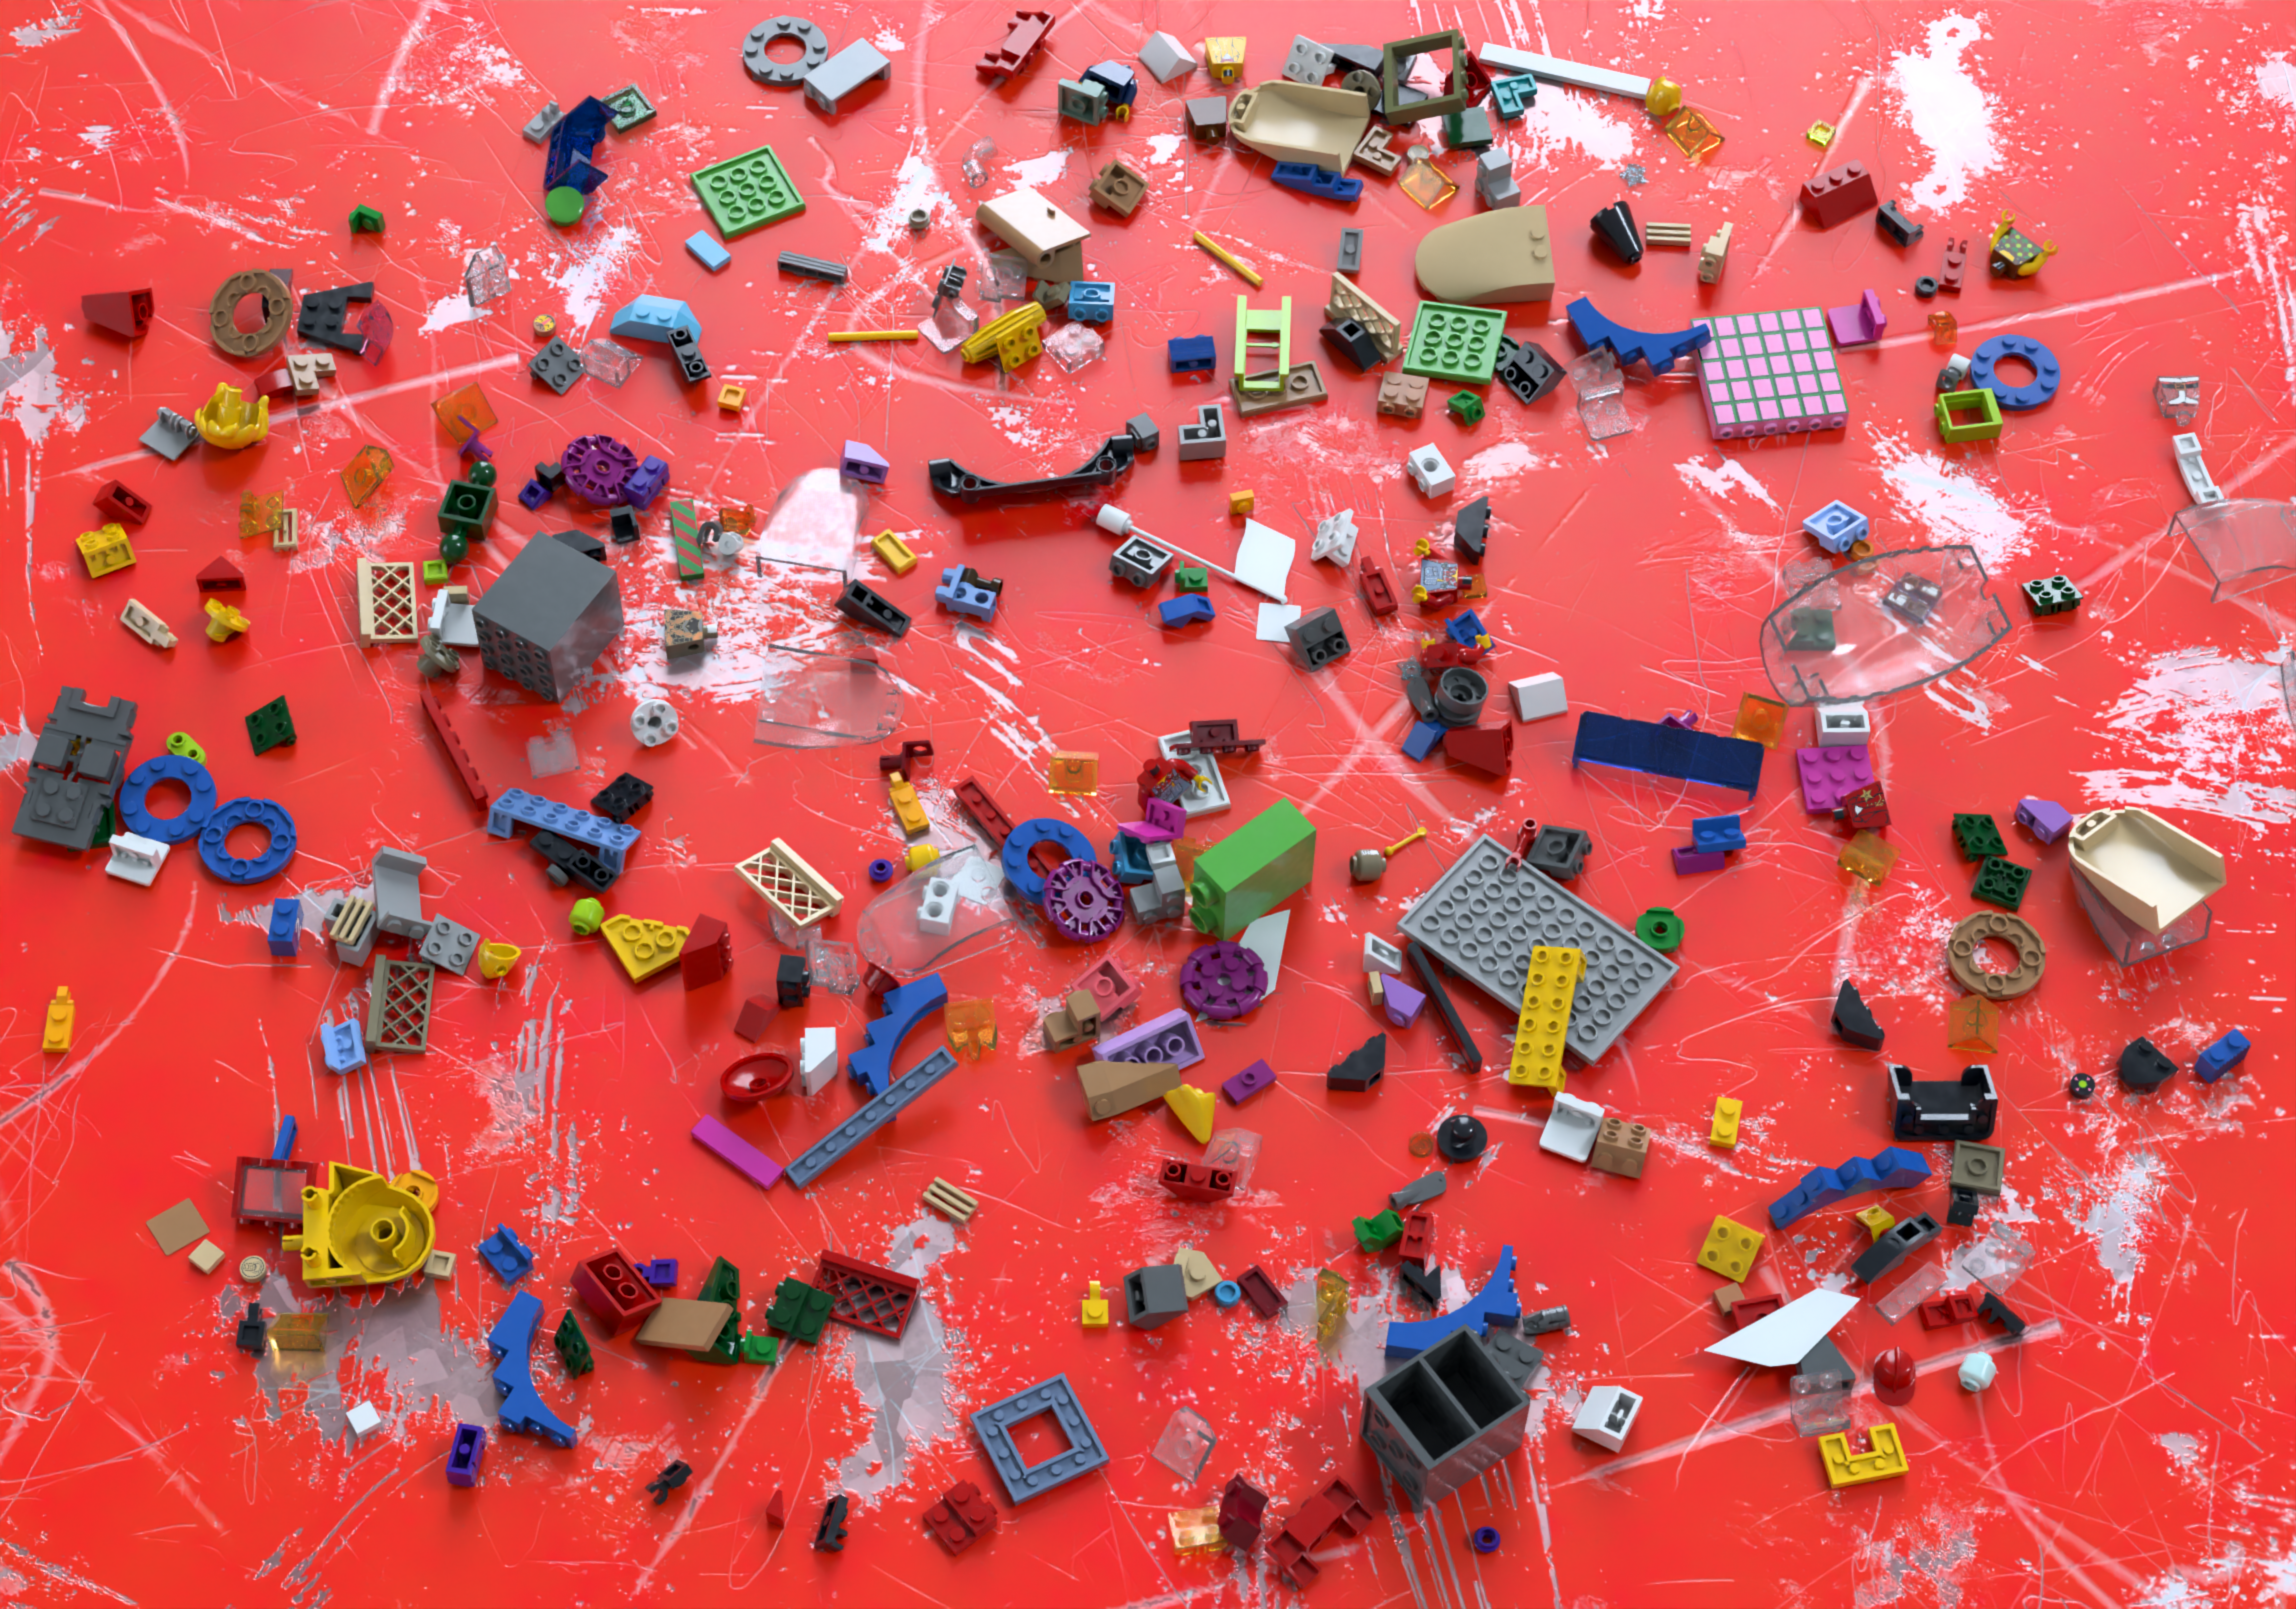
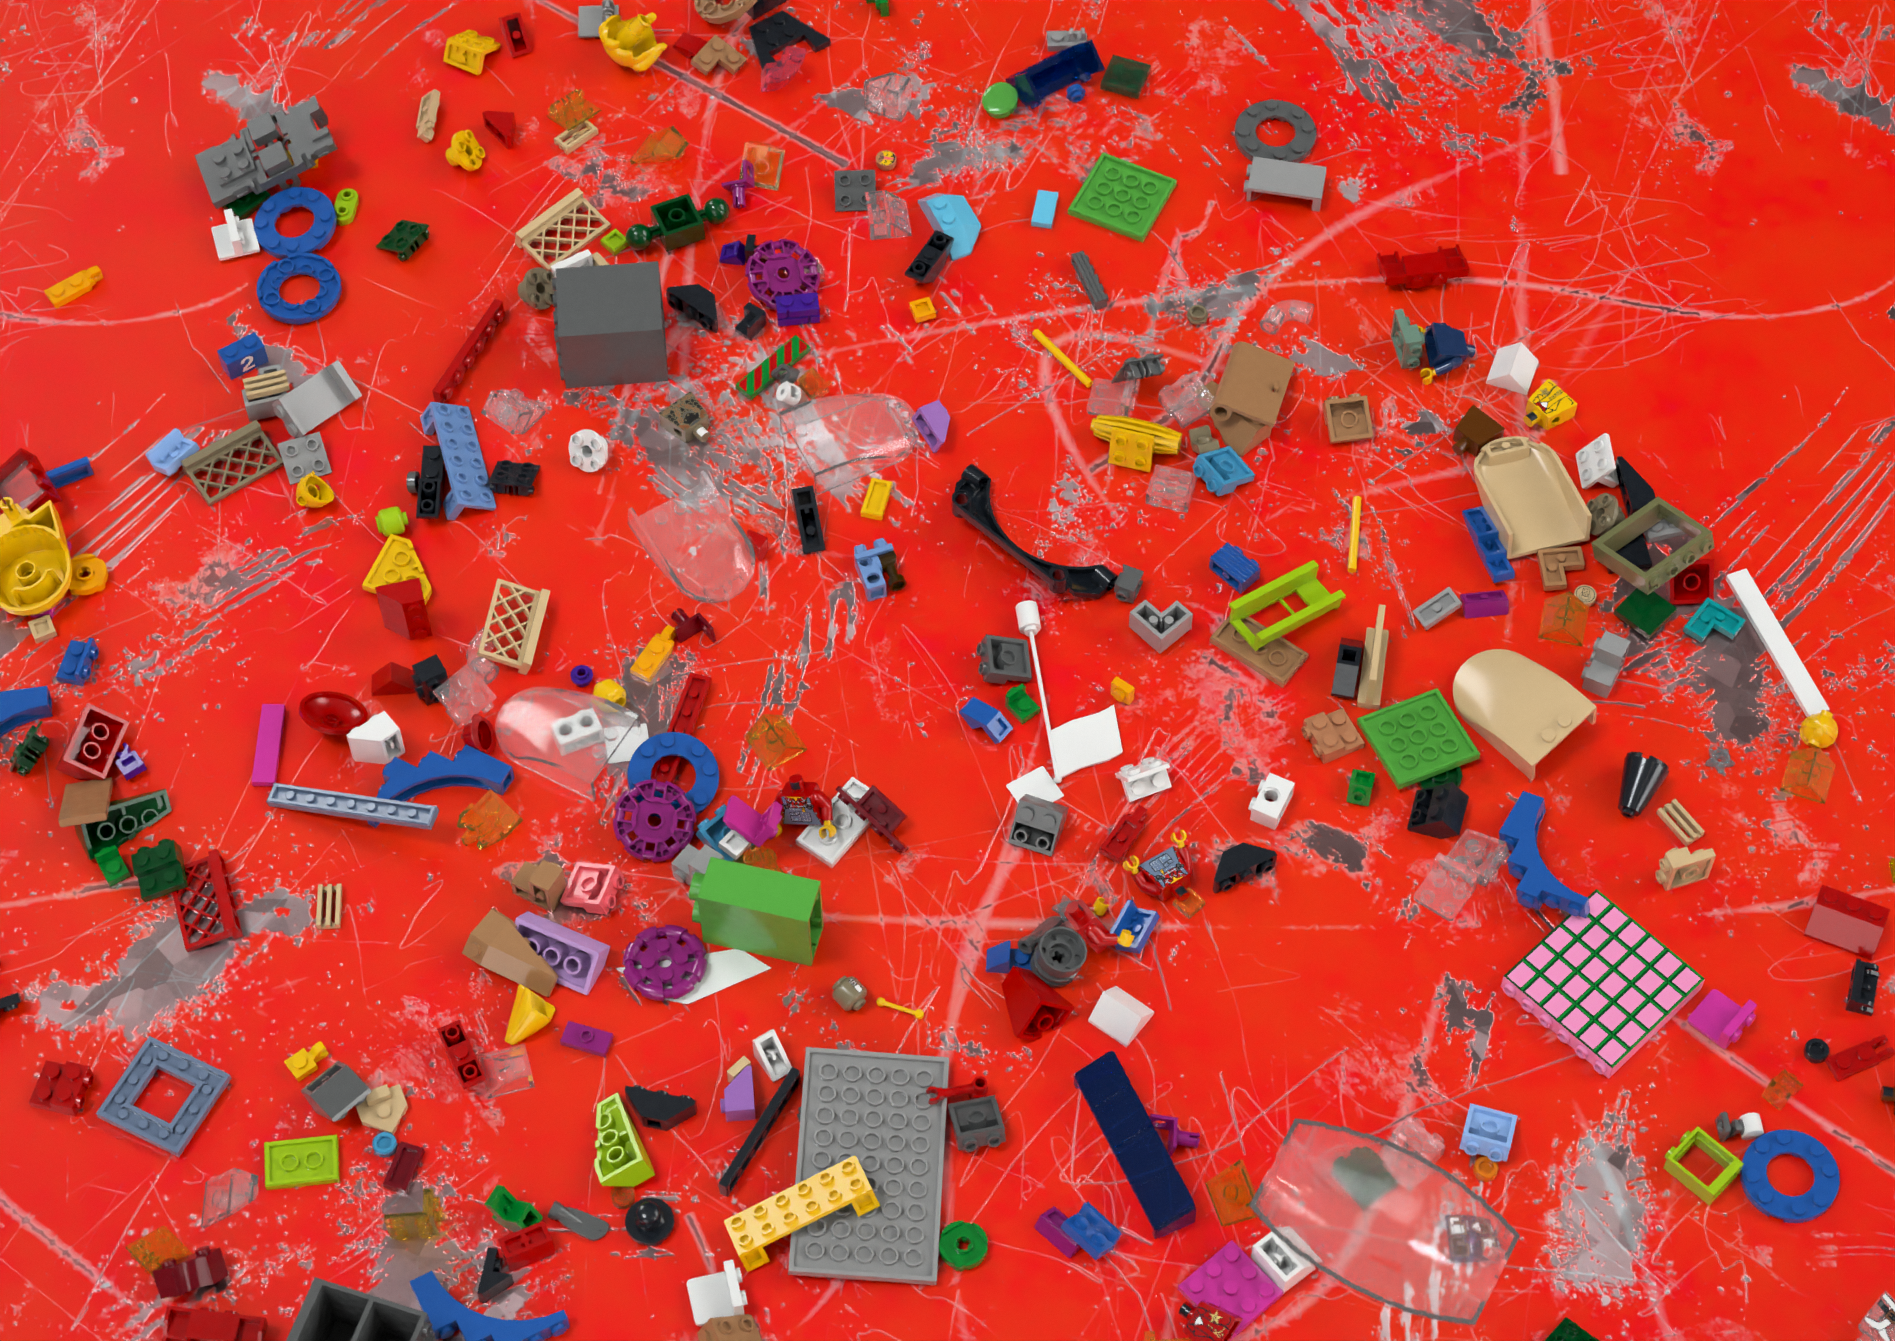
camera: 55 degrees right, 0 degrees up
(608, 152) = (1075, 93): none -> blue plate
(1193, 1368) = (301, 1162): none -> lime tile
(1370, 218) = (1484, 604): none -> magenta slope
(1378, 1116) = (619, 1148): none -> lime wedge

